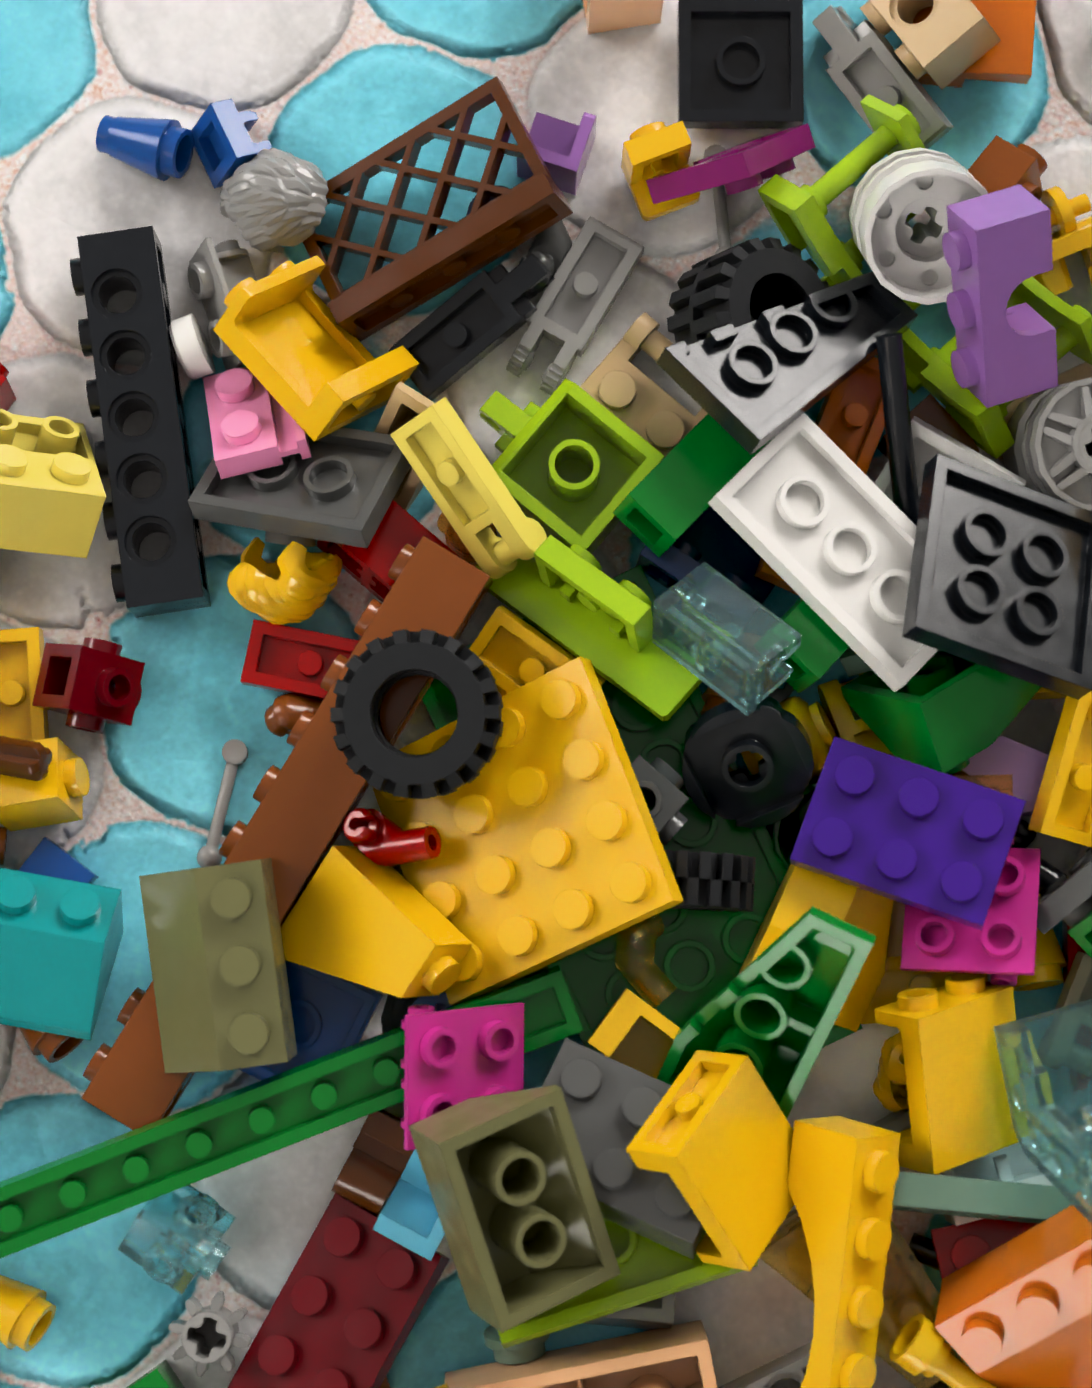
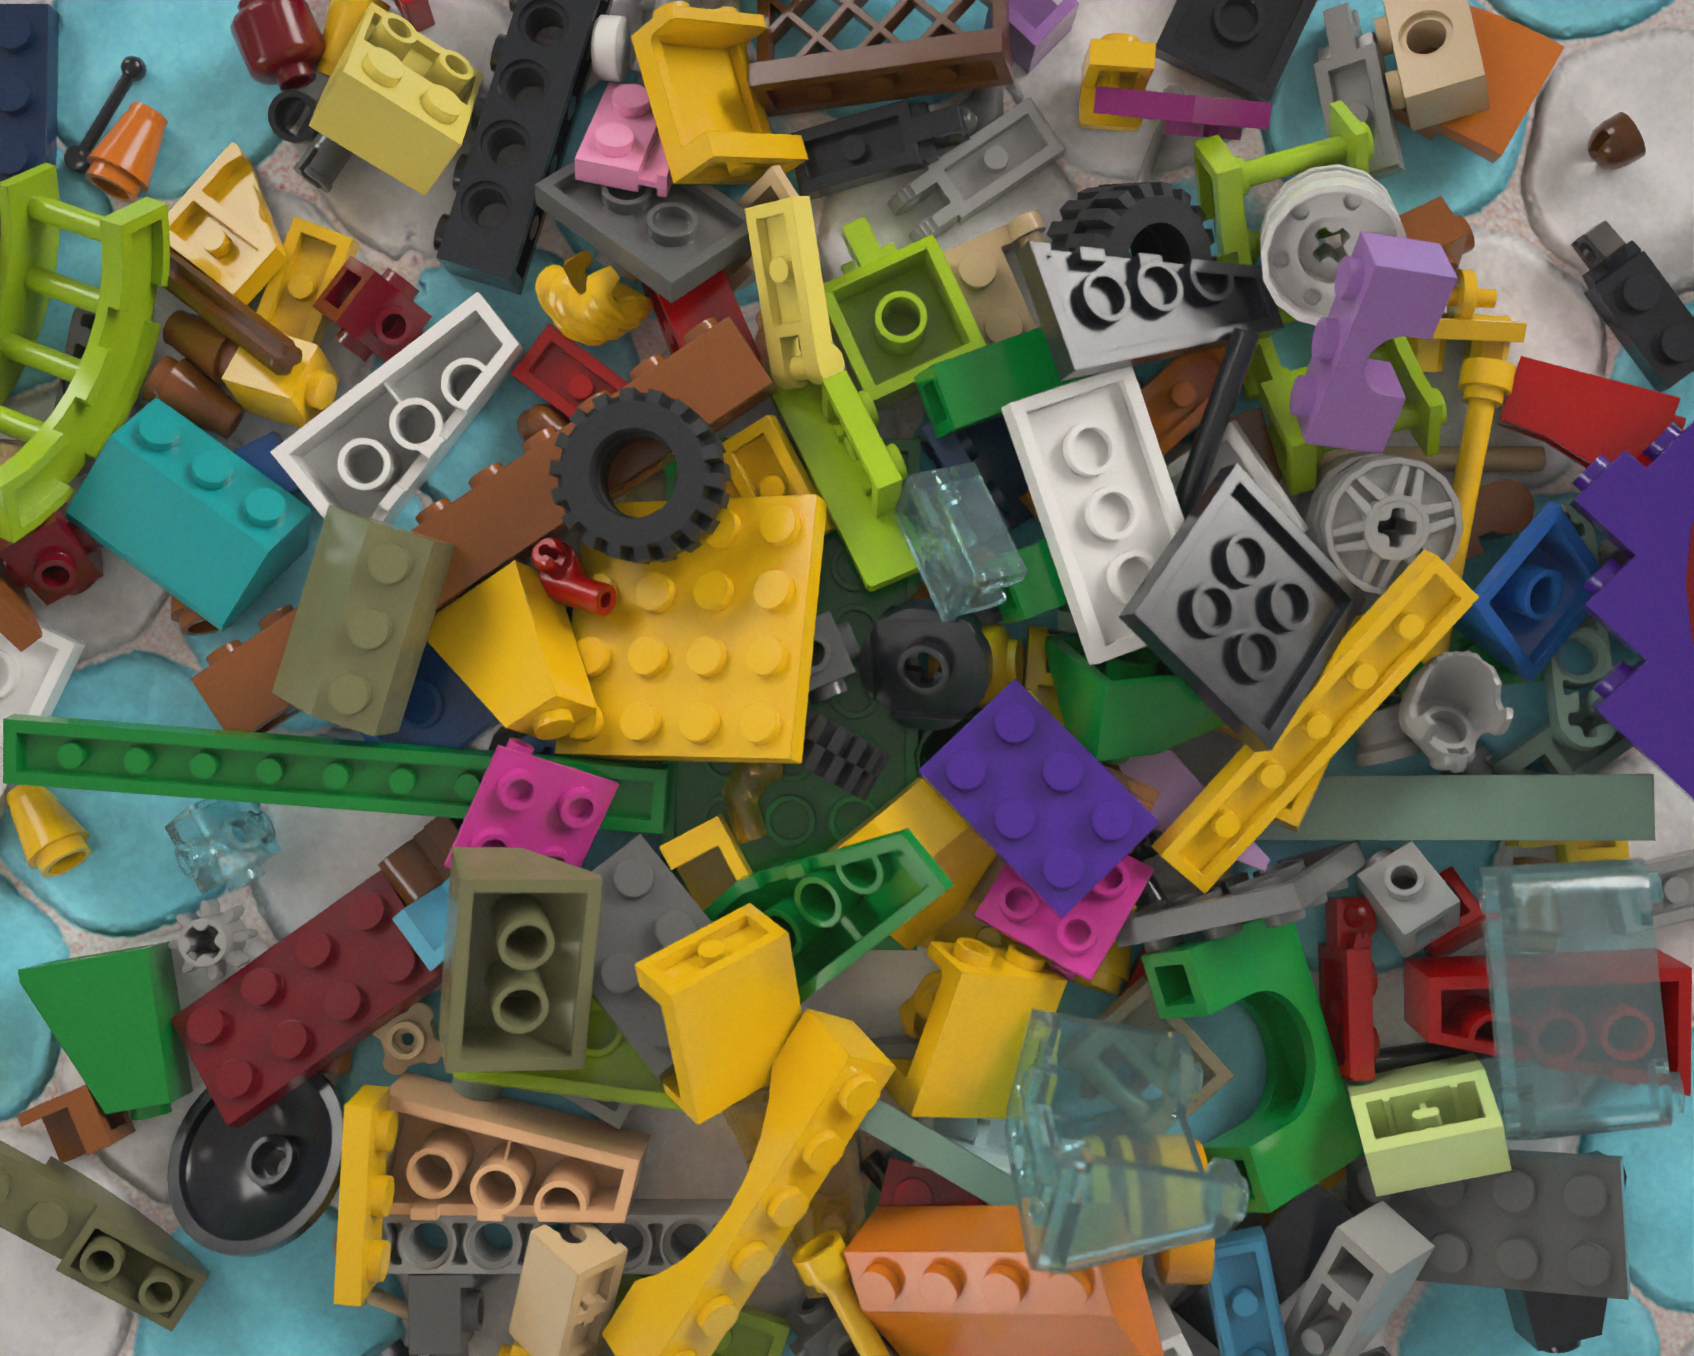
camera: 30 degrees right, 5 degrees up
(161, 775) = (403, 418): none -> white wedge
(234, 754) = (478, 438): light grey hinge -> none
(454, 1340) = (425, 1047): none -> tan plate

